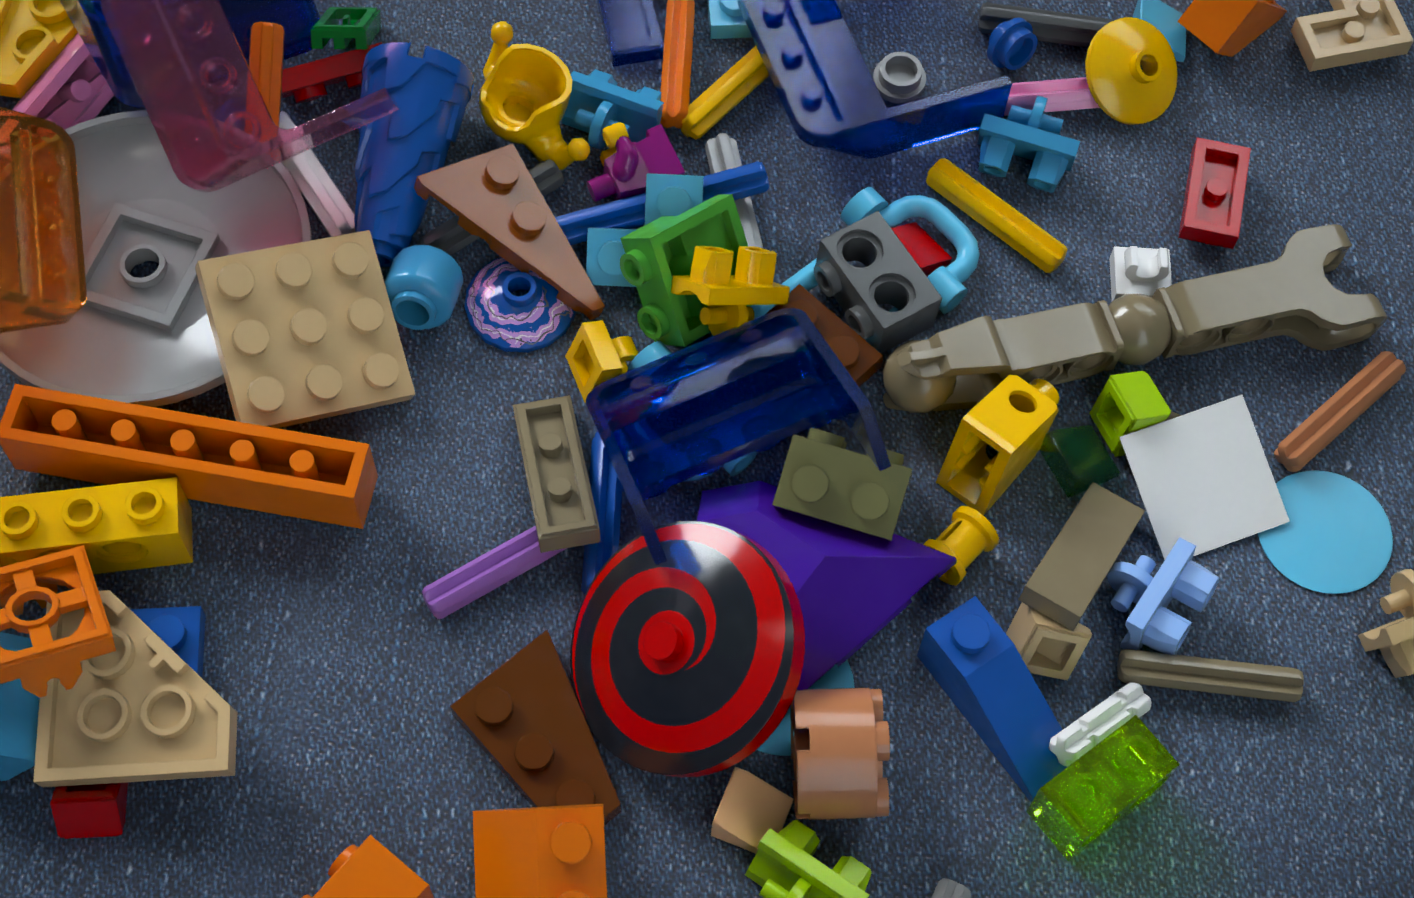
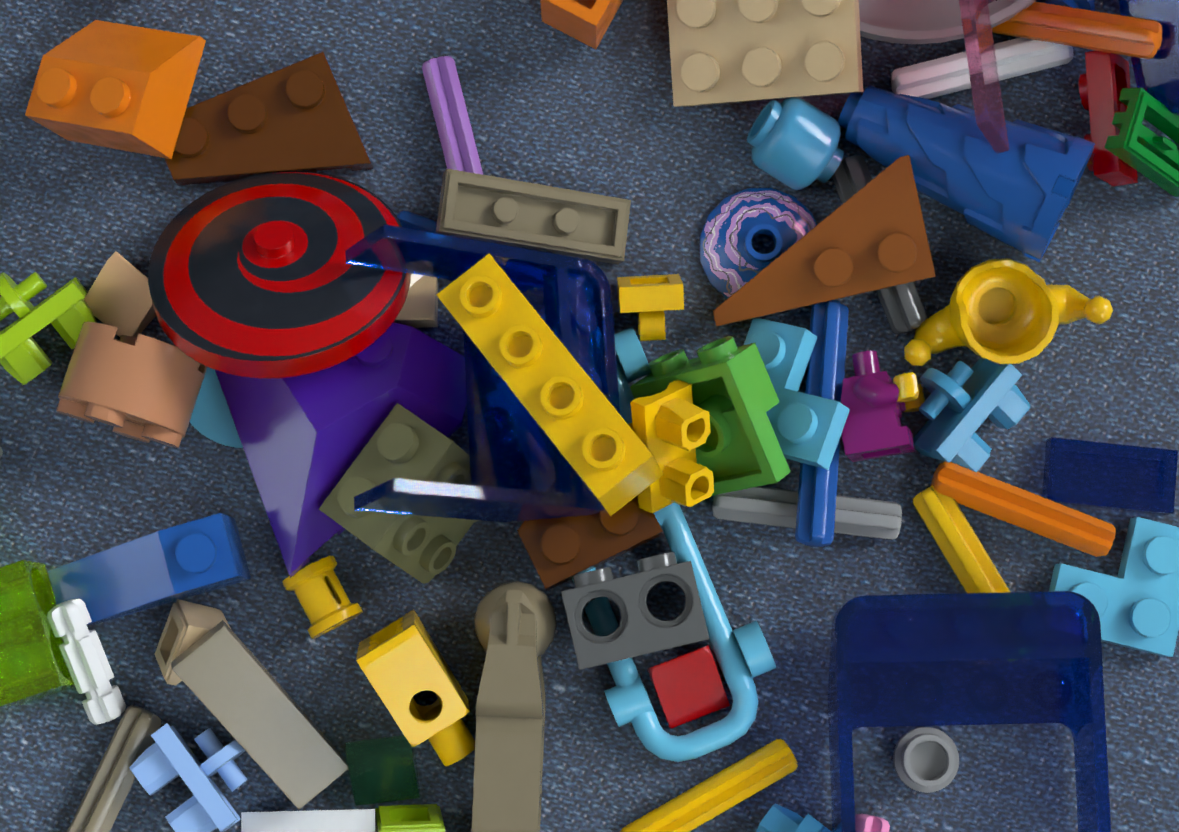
camera: 110 degrees right, 20 degrees up
(718, 359) = (551, 384): none -> yellow brick

